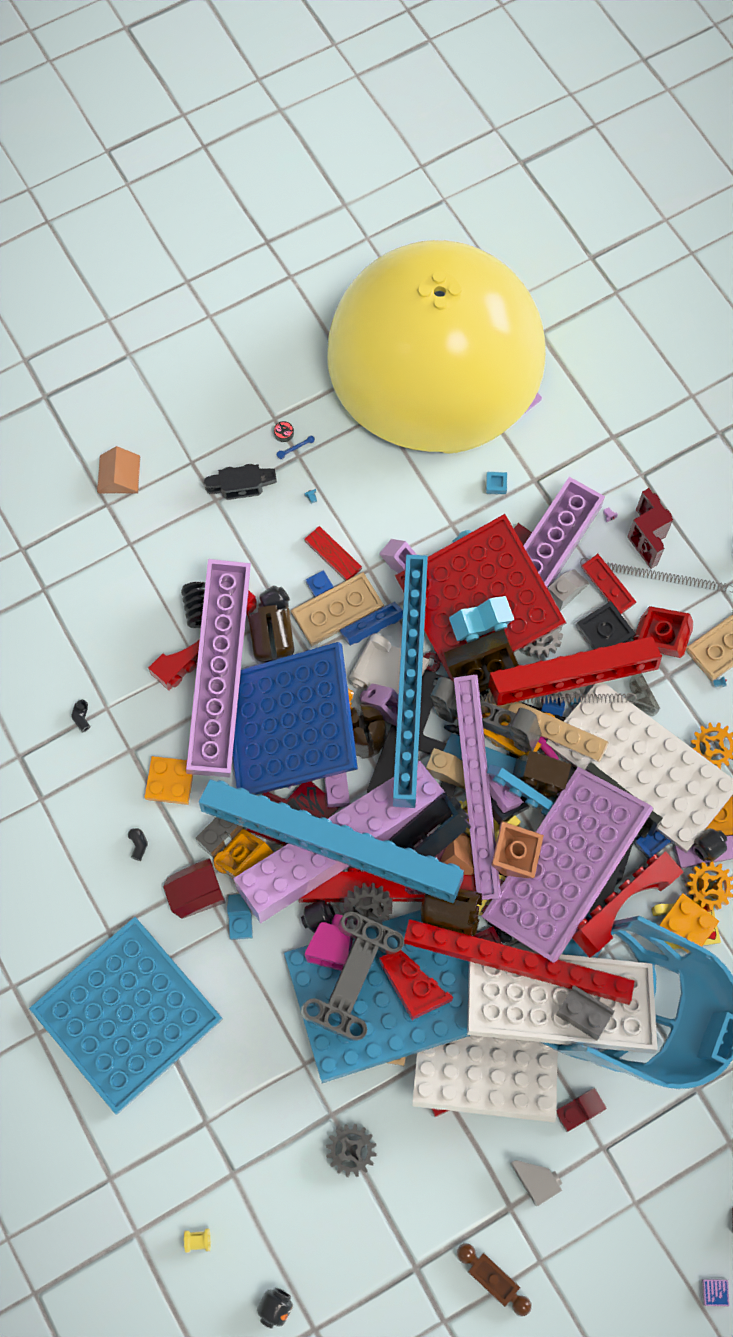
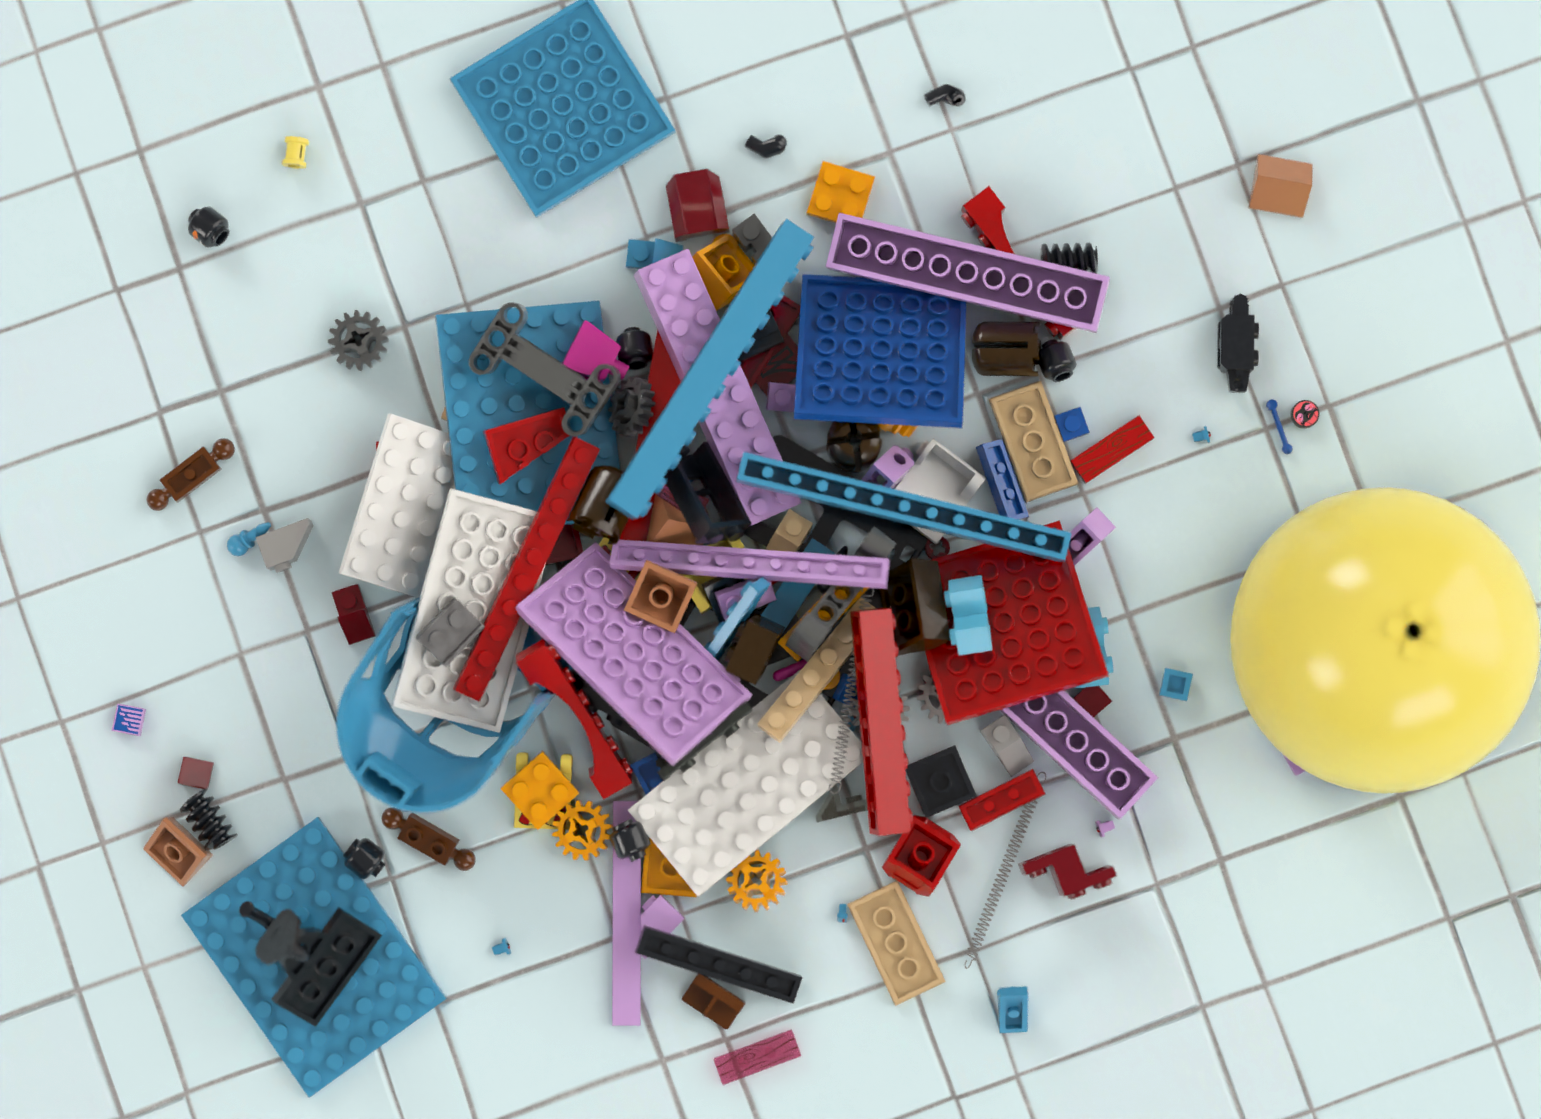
camera: 100 degrees right, 15 degrees up
(543, 1222) = (240, 543): none -> dark azure bar

